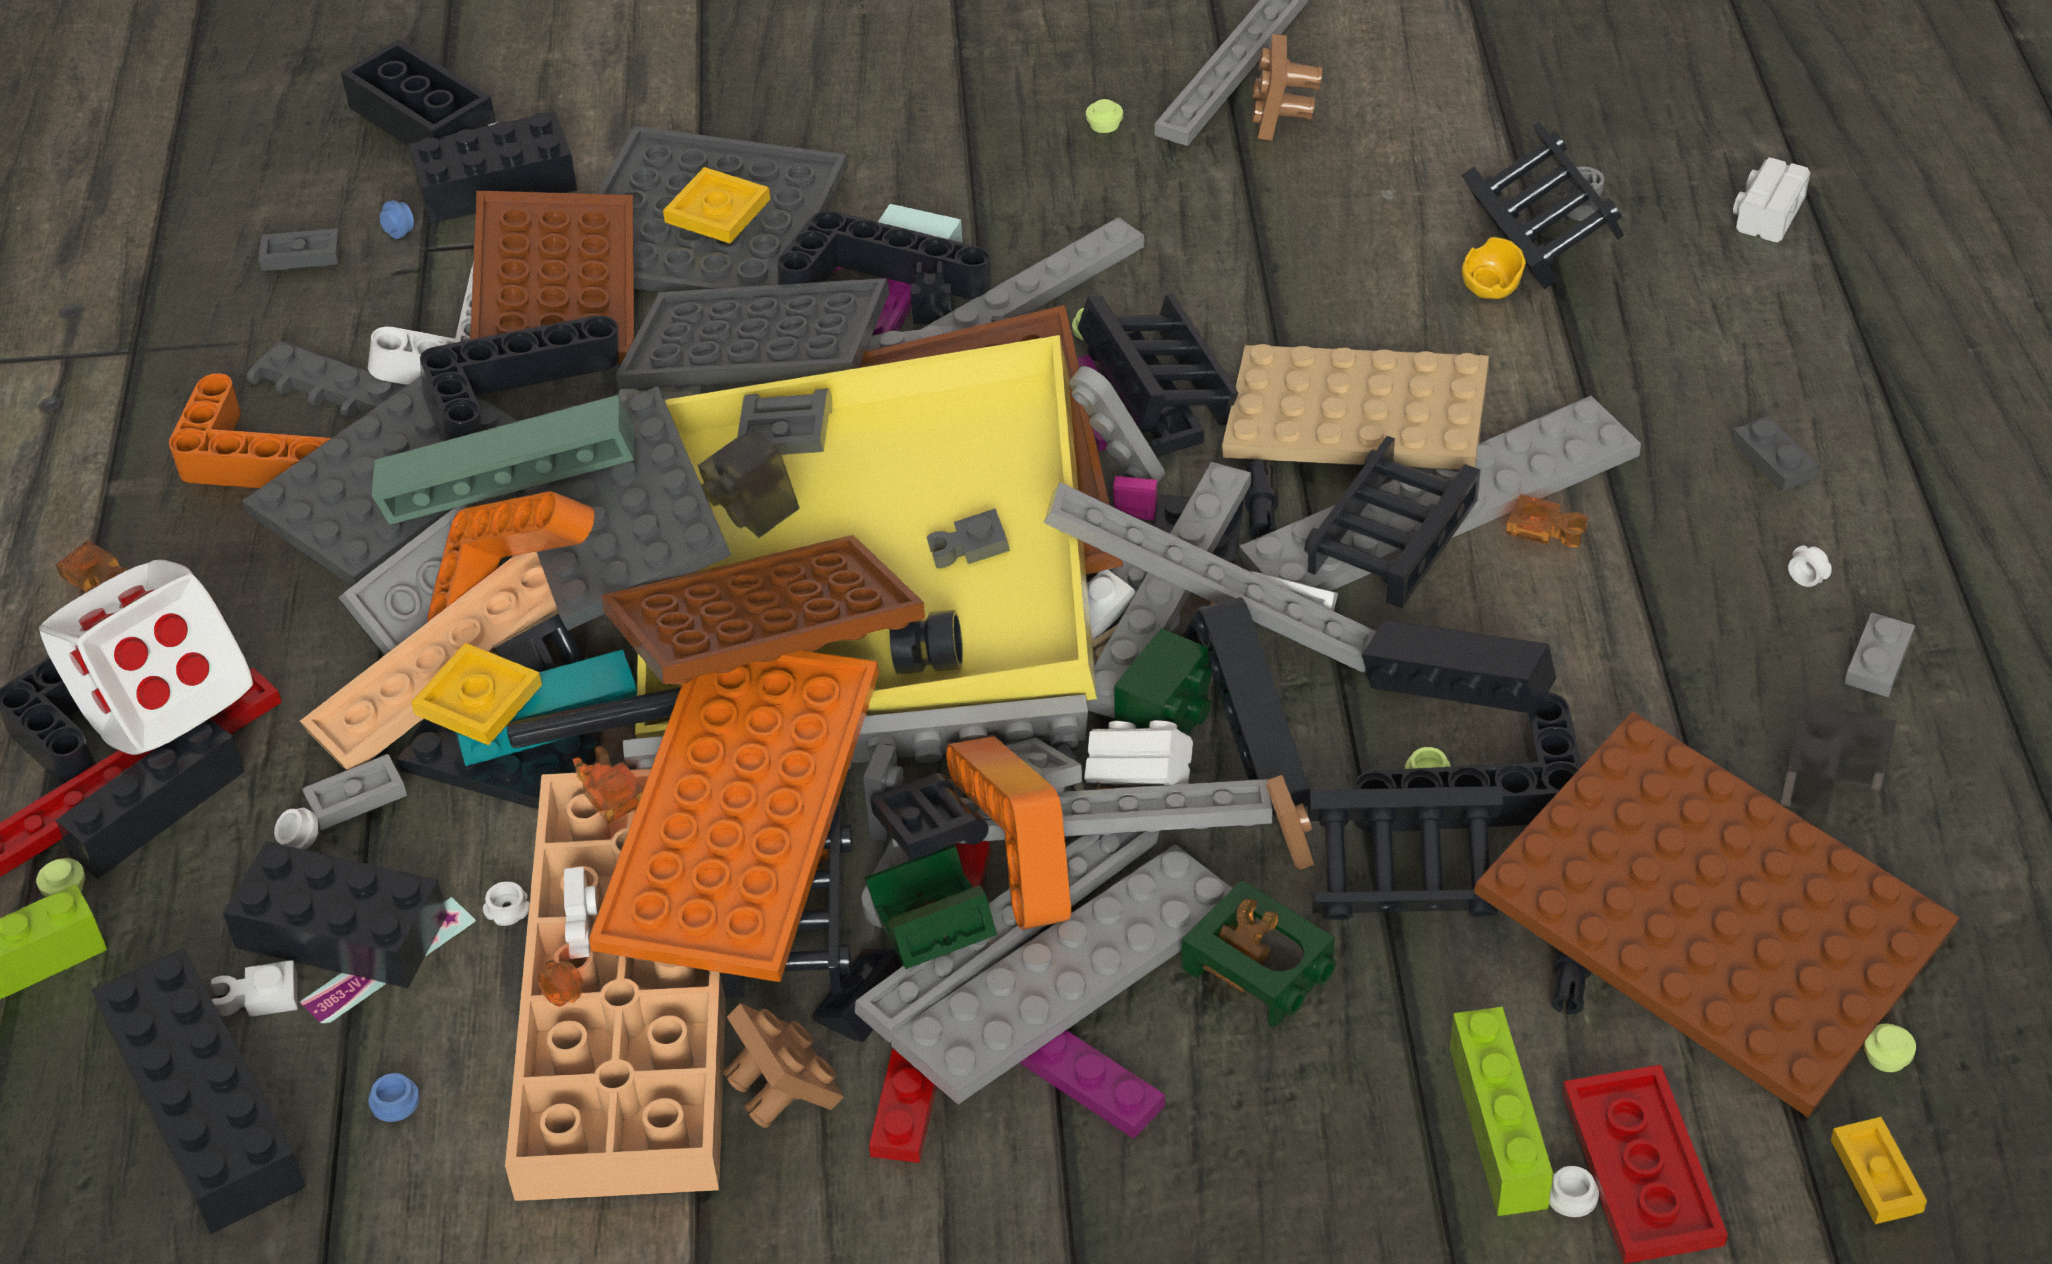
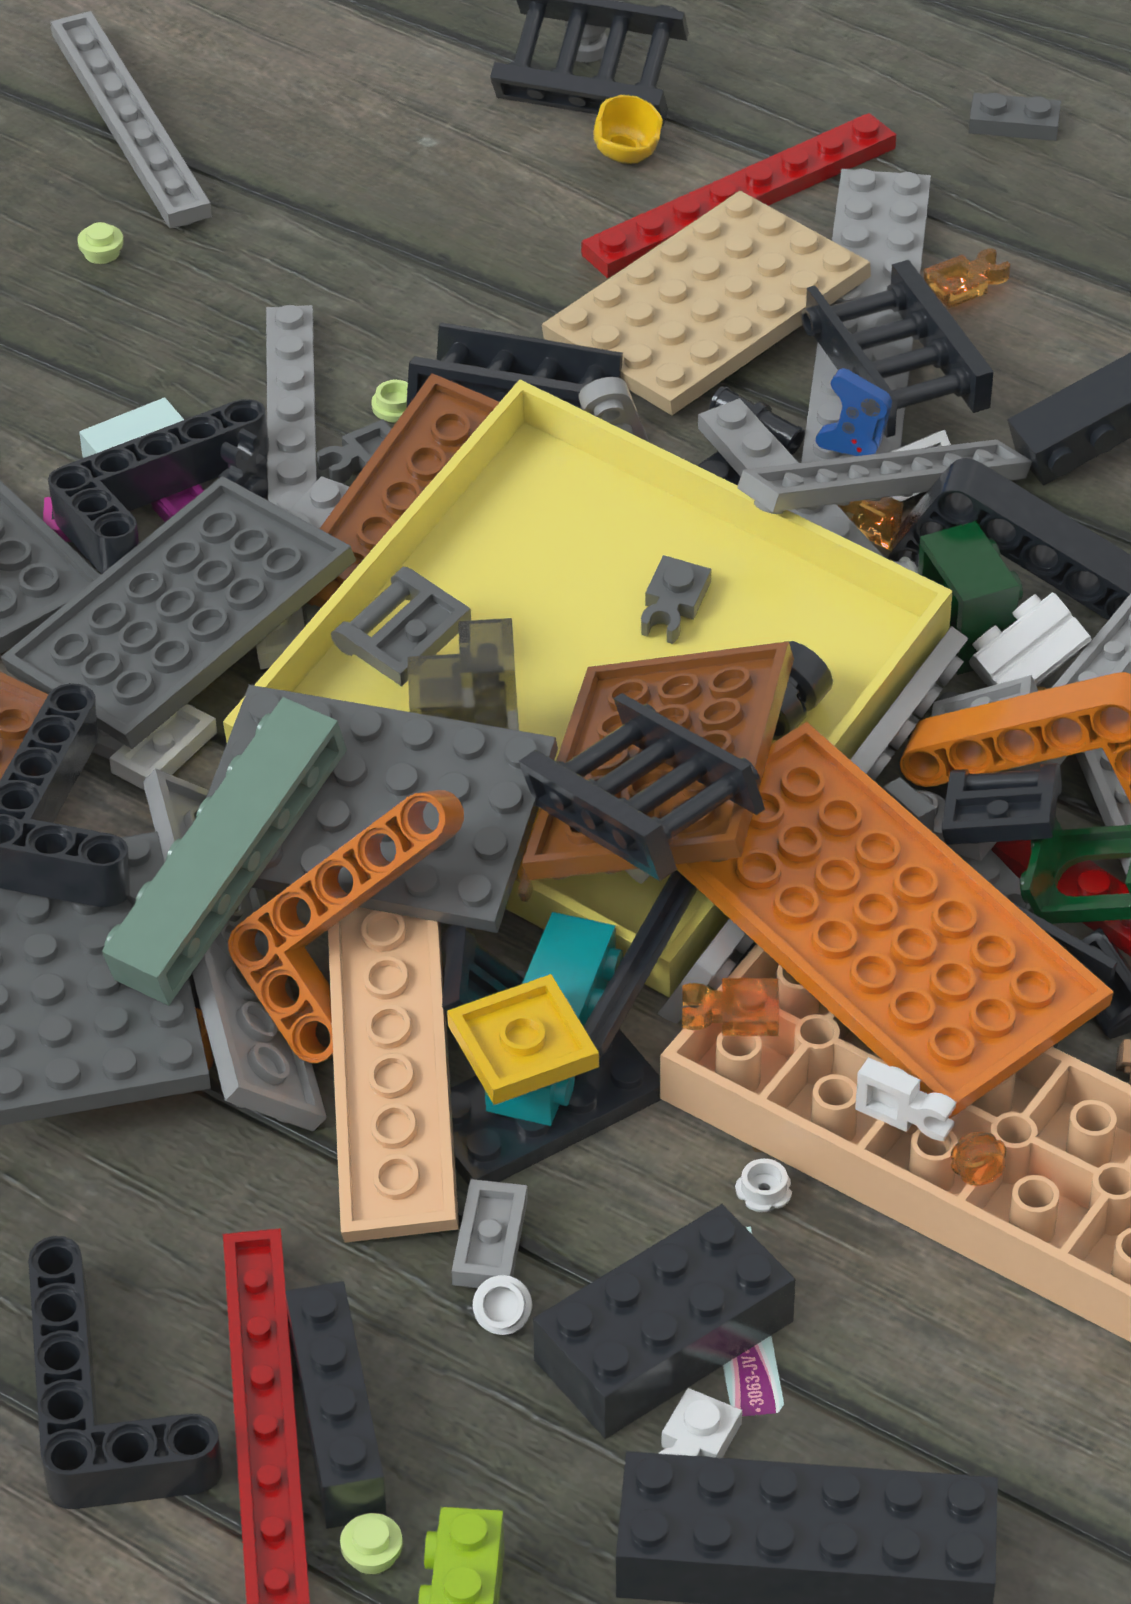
camera: 55 degrees left, 0 degrees up
(146, 656) = (185, 1281): white piece -> none
(393, 1097) = (947, 1389): medium blue plate -> none
(667, 574) = (623, 823): none -> black fence
(1270, 87) = (230, 111): medium nougat plate -> none
(1284, 536) = (861, 418): none -> blue piece
(1524, 365) = (765, 181): none -> red plate

